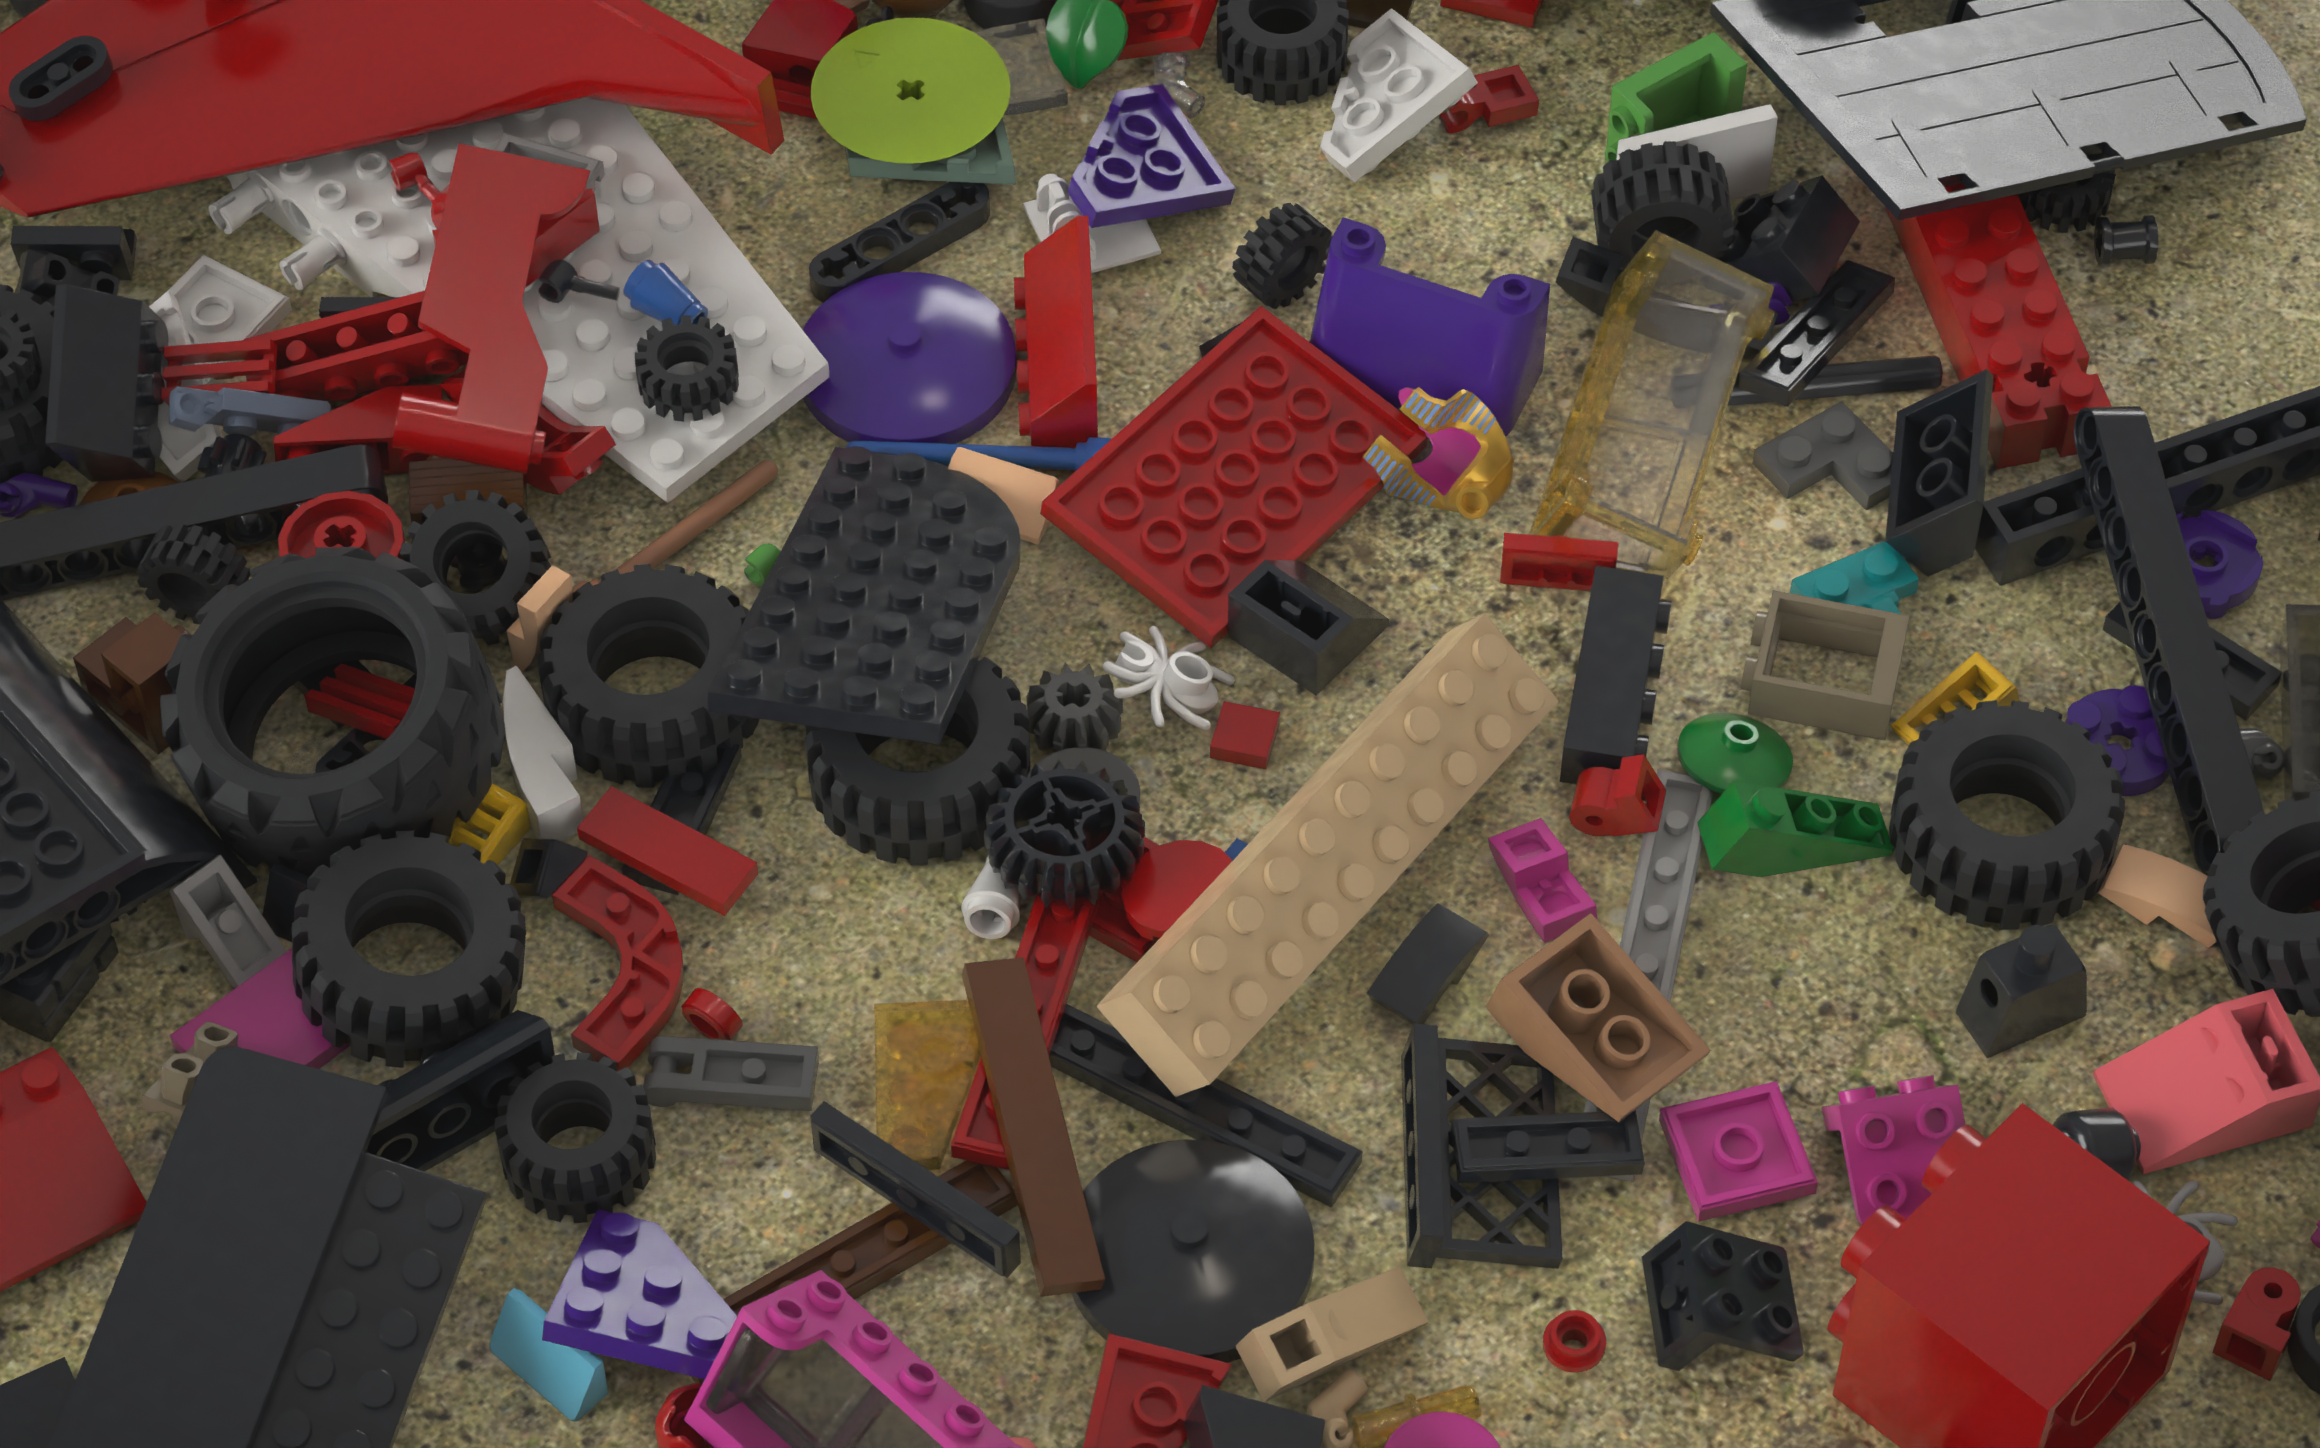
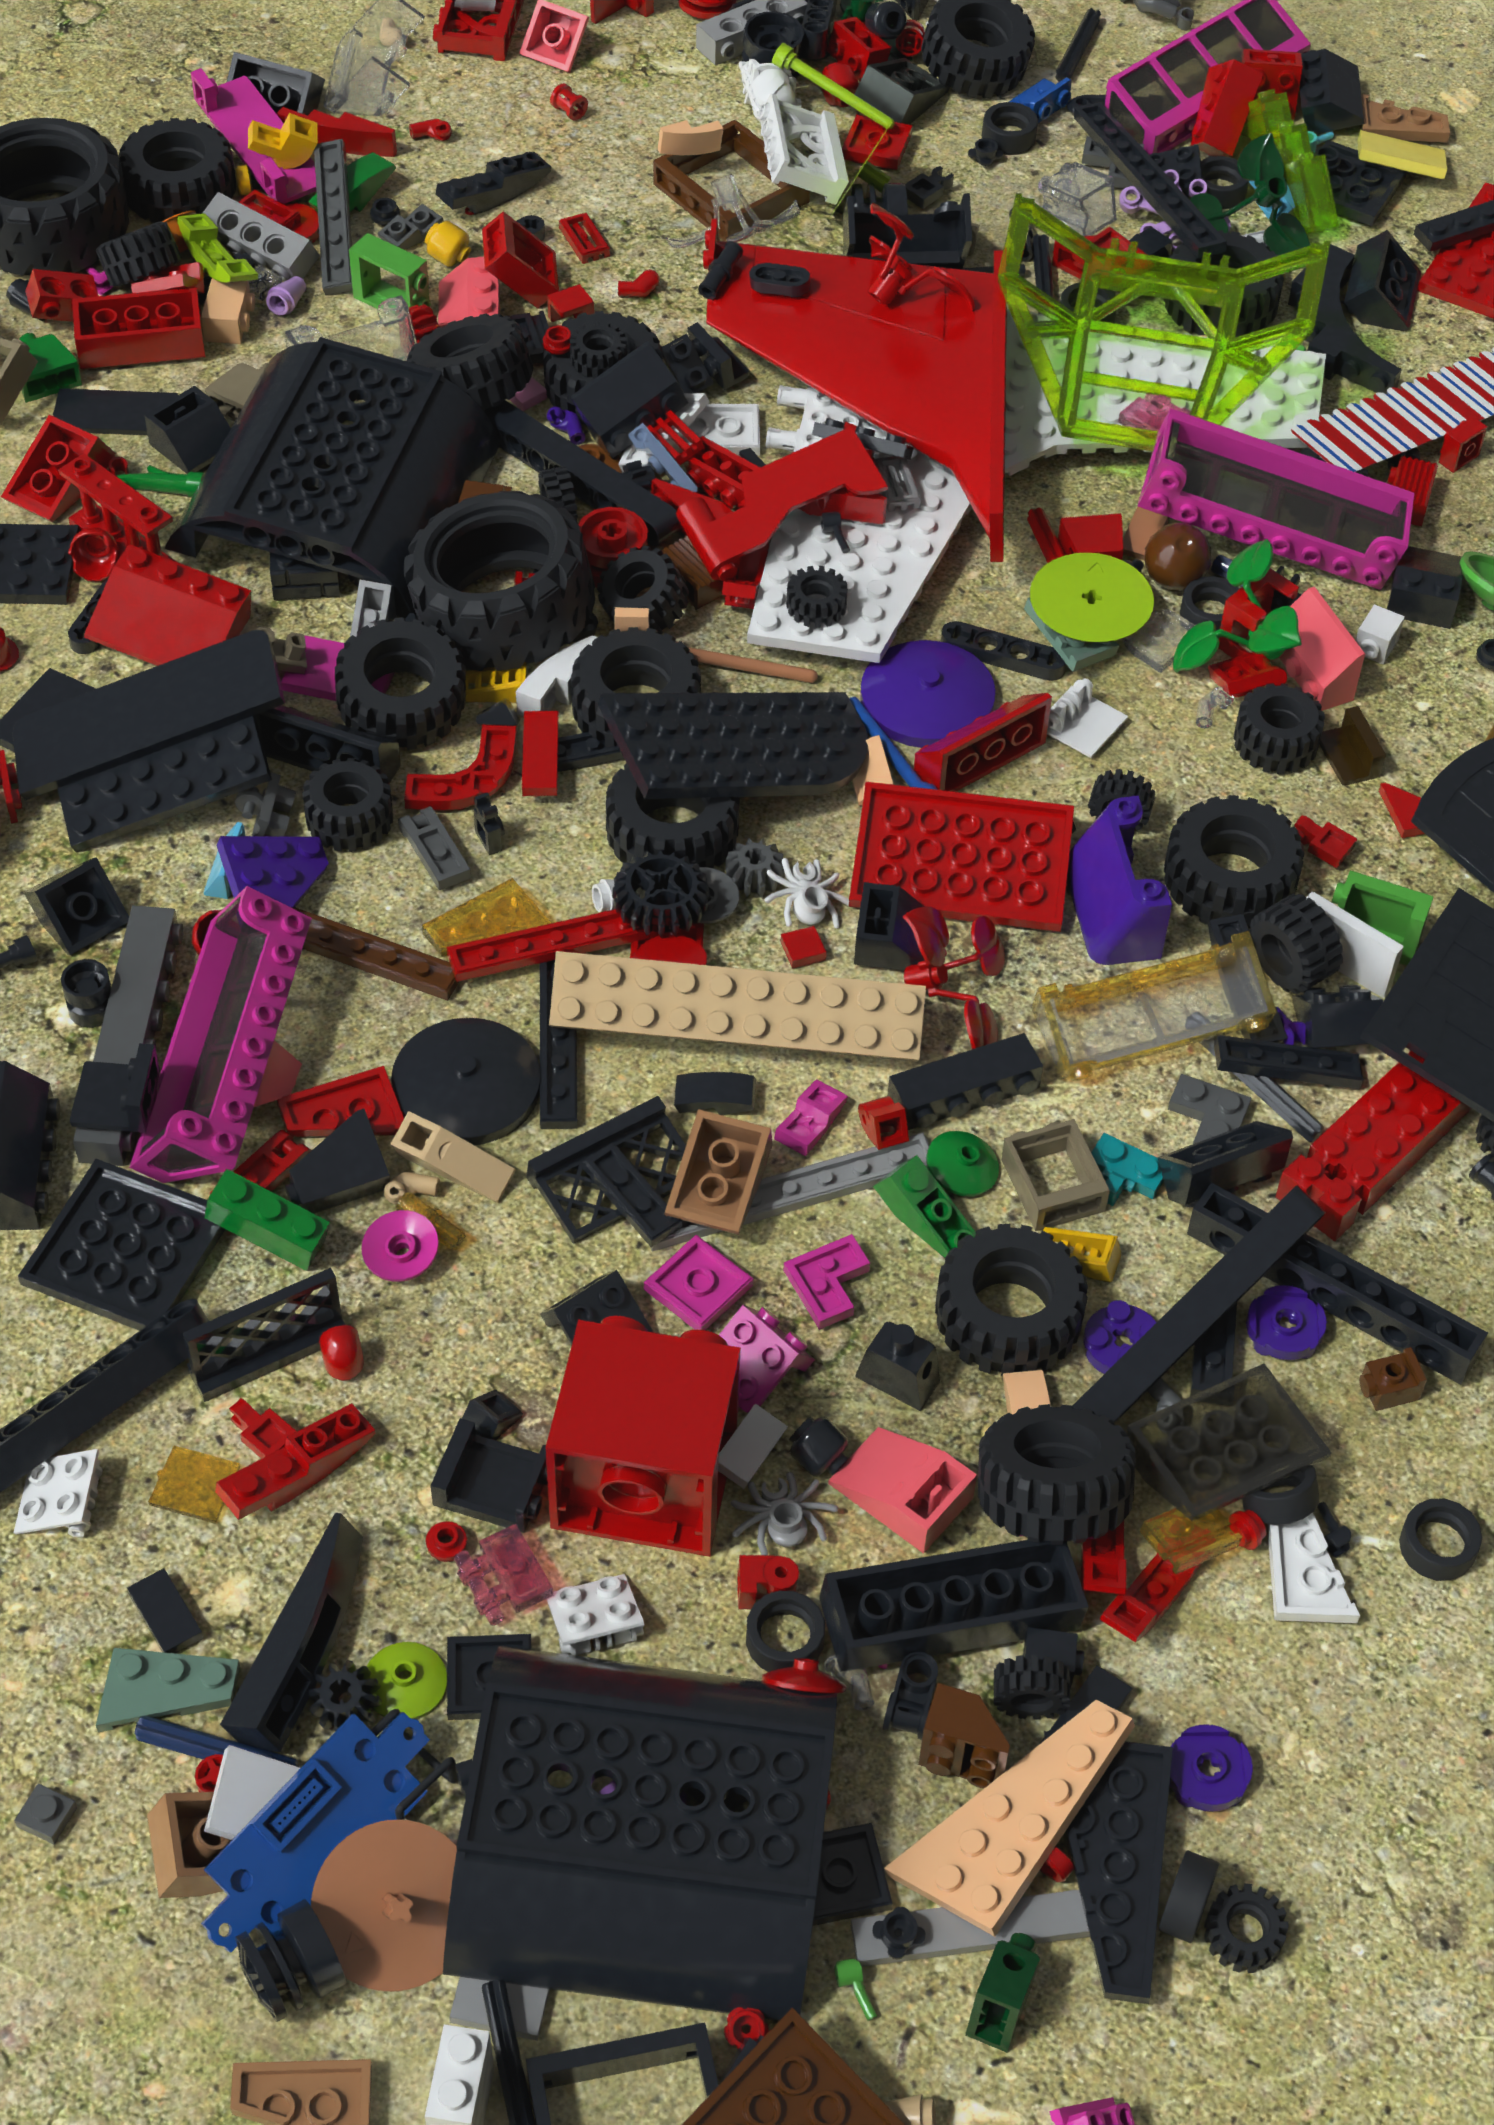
camera: 55 degrees right, 0 degrees up
(409, 178) = (893, 444): none -> black plate
(499, 1256) = (255, 803): none -> dark grey hips
(661, 294) = (854, 562): blue cone -> none
(711, 1015) = (460, 821): red tile -> none
(754, 983) = (488, 824): none -> black plate
(915, 1190) = (408, 945): black tile -> none
(1032, 1127) = (477, 970): reddish brown tile -> none
(1146, 163) = (1136, 716): dark purple plate -> none
(1391, 92) = (1295, 794): white plate -> none
(1415, 615) = (932, 938): none -> red plant
(1468, 457) = (1042, 951): pearl gold piece -> none
(1481, 152) = (1237, 829): none -> black tyre
(1554, 560) = (1023, 1019): red plate -> none
(1574, 1326) = (526, 1259): red plate -> none
(1817, 1012) = (819, 1278): none -> dark pink plate

